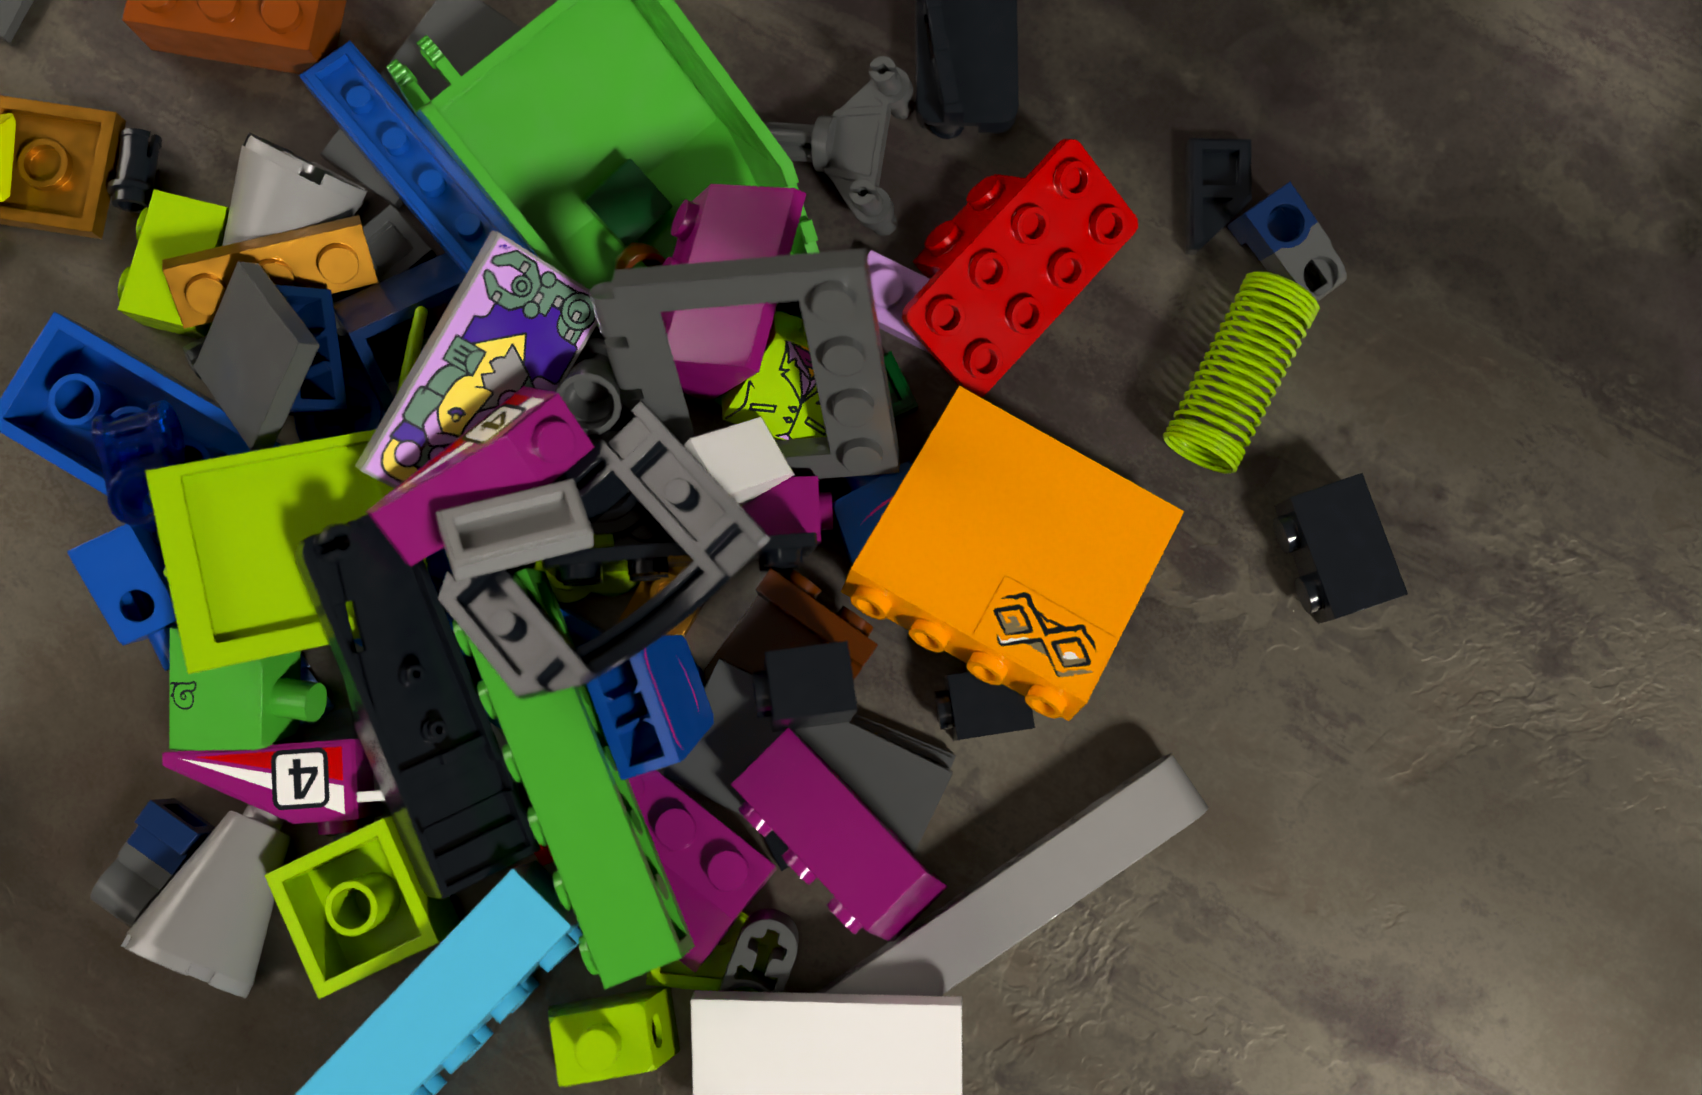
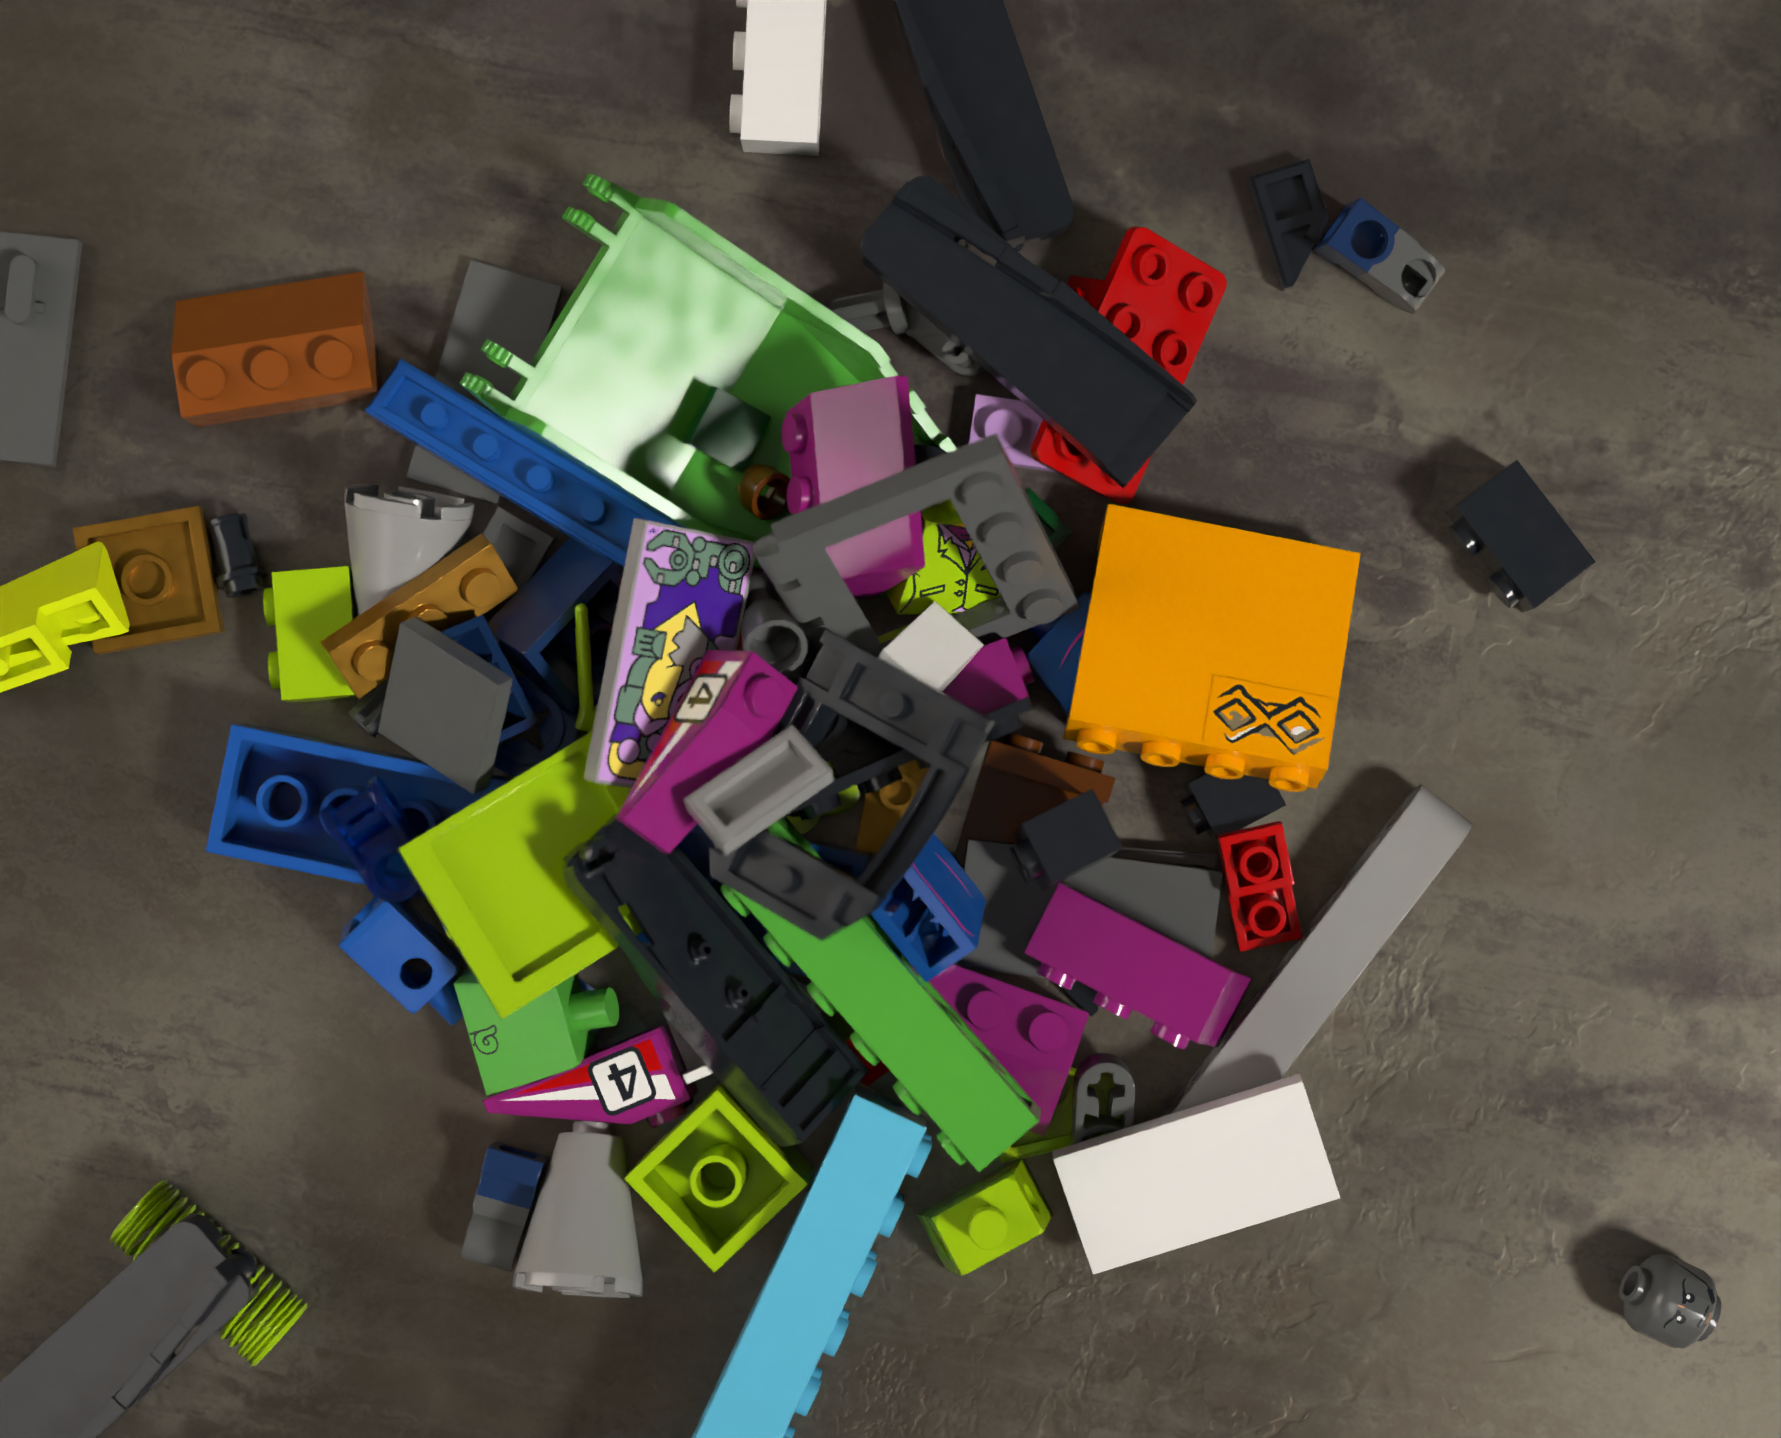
camera: 15 degrees left, 5 degrees up
(936, 191) = (1026, 329): none -> black piece
(984, 798) = (1259, 886): none -> red slope
(1209, 445) = (1381, 405): lime piece -> none

